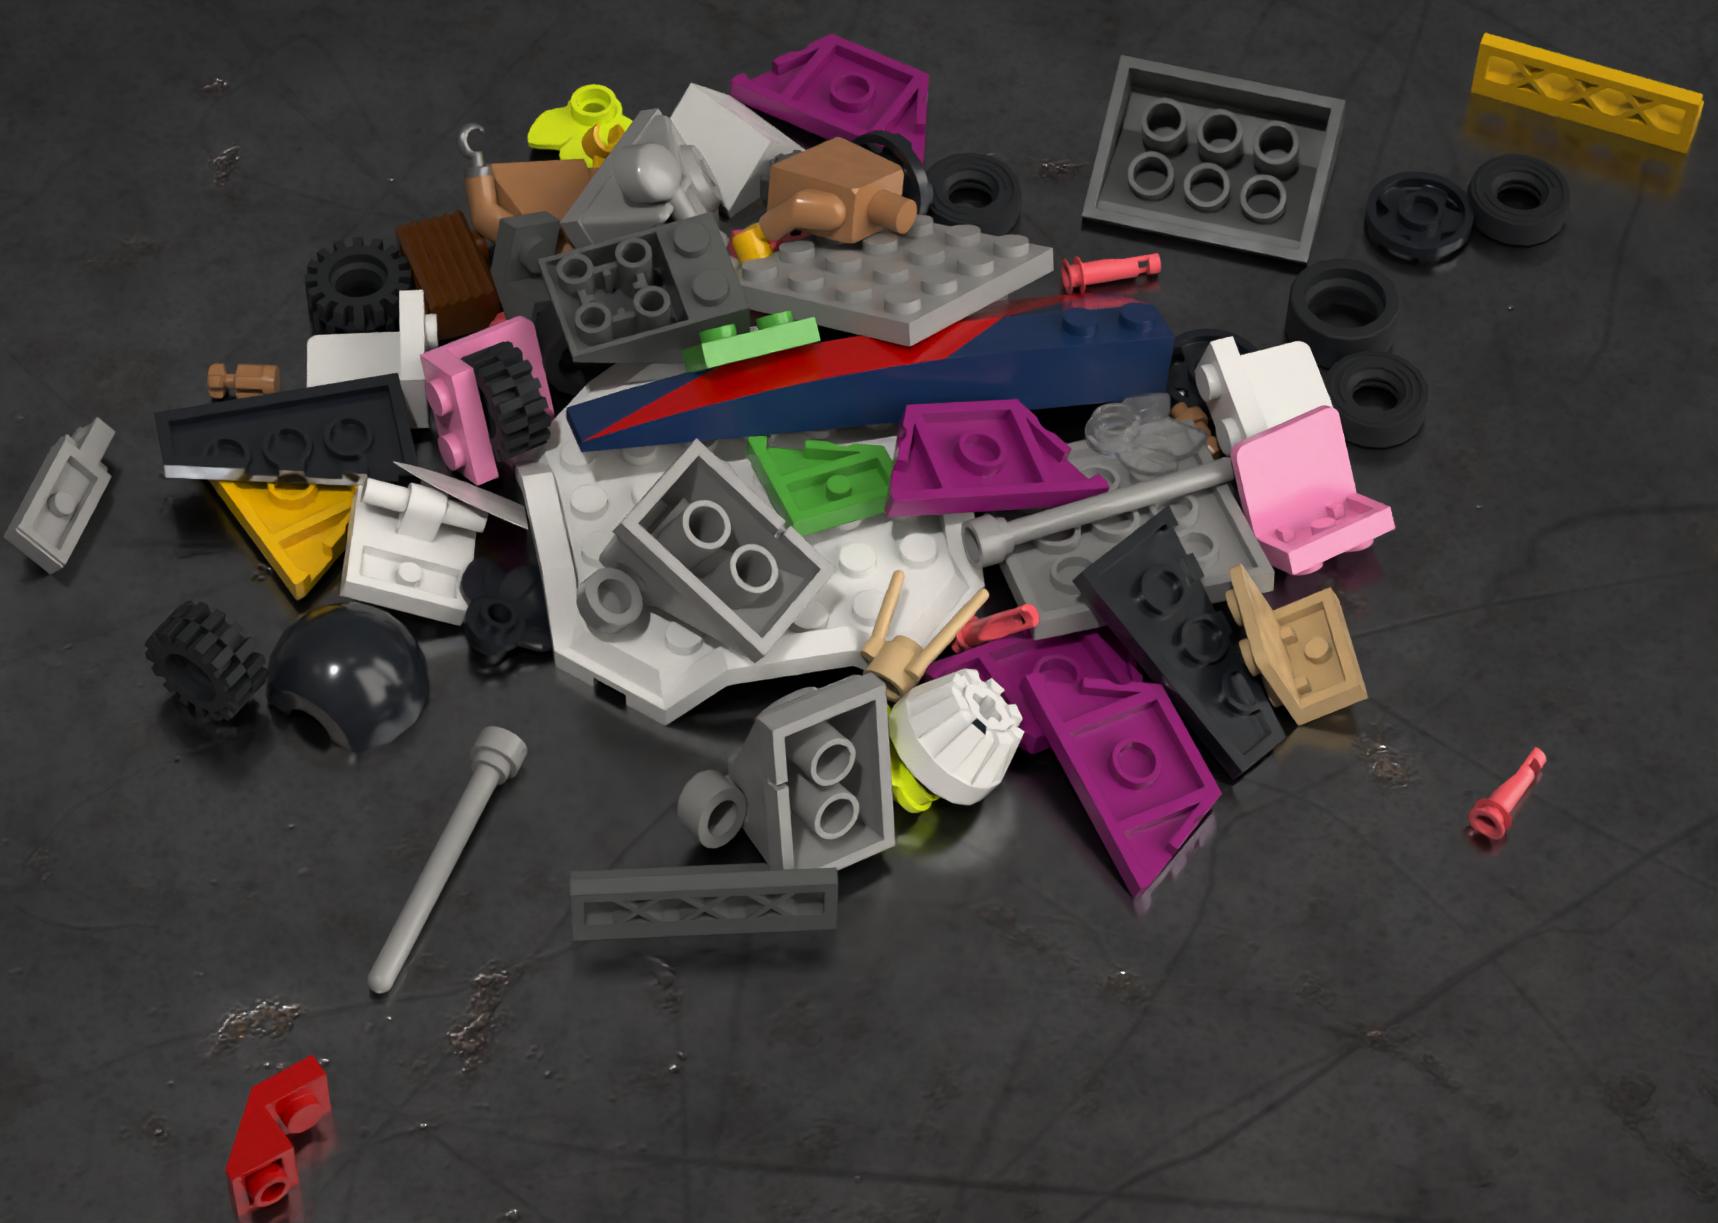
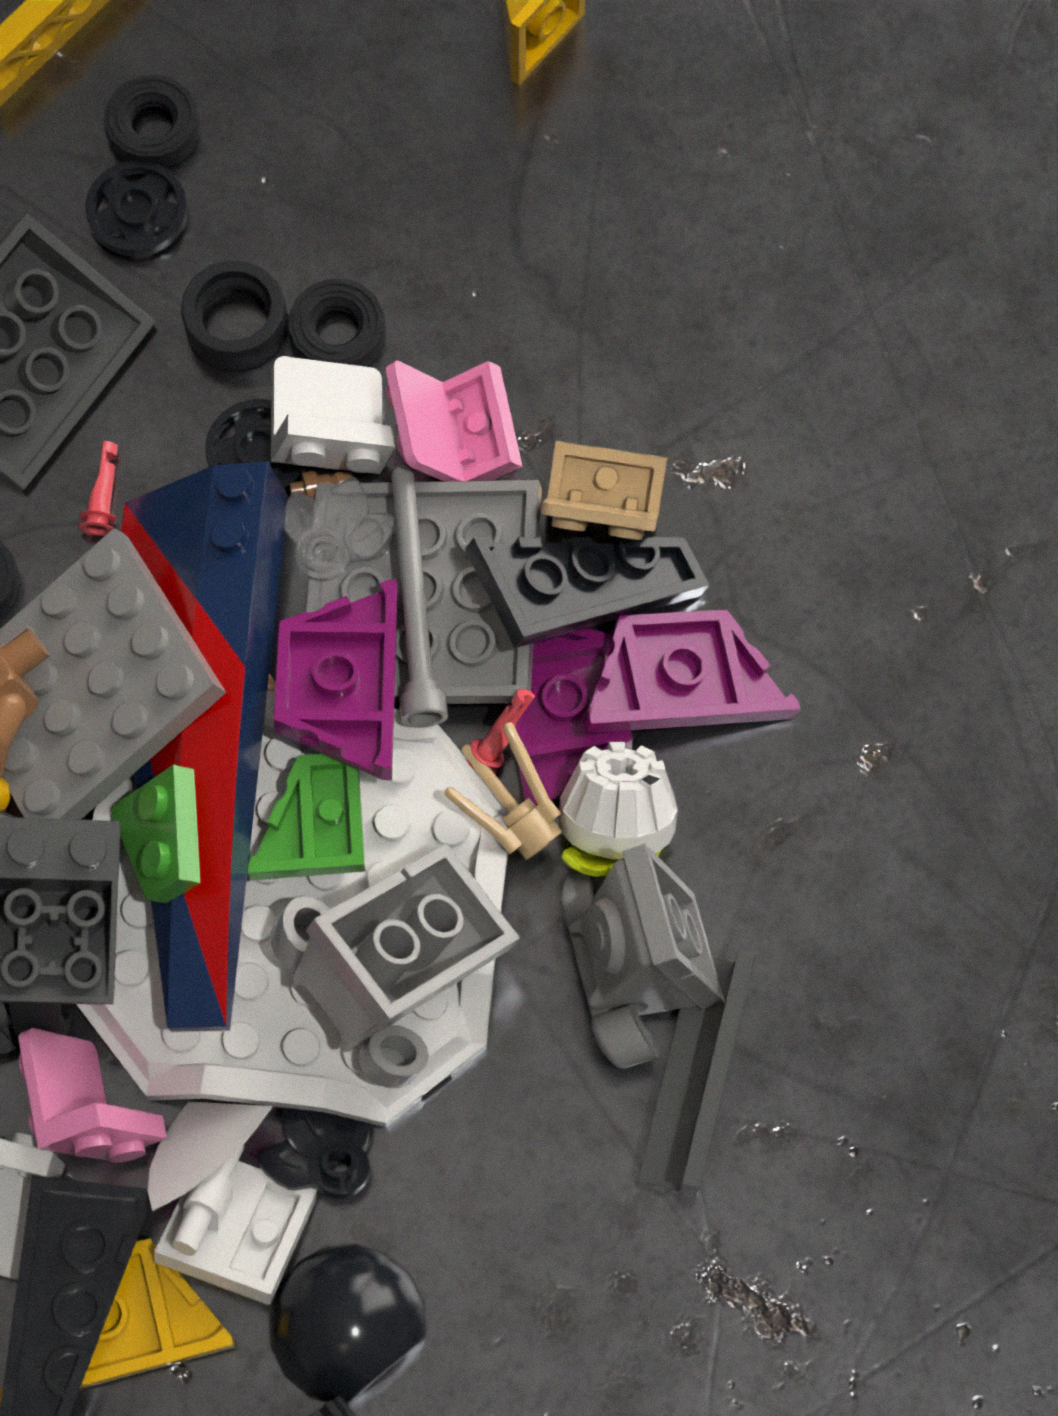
camera: 70 degrees left, 20 degrees up
(494, 759) = (494, 1214): light grey piece -> none
(510, 400) = (117, 1077): black tyre -> none
(1492, 814) = (789, 394): coral piece -> none

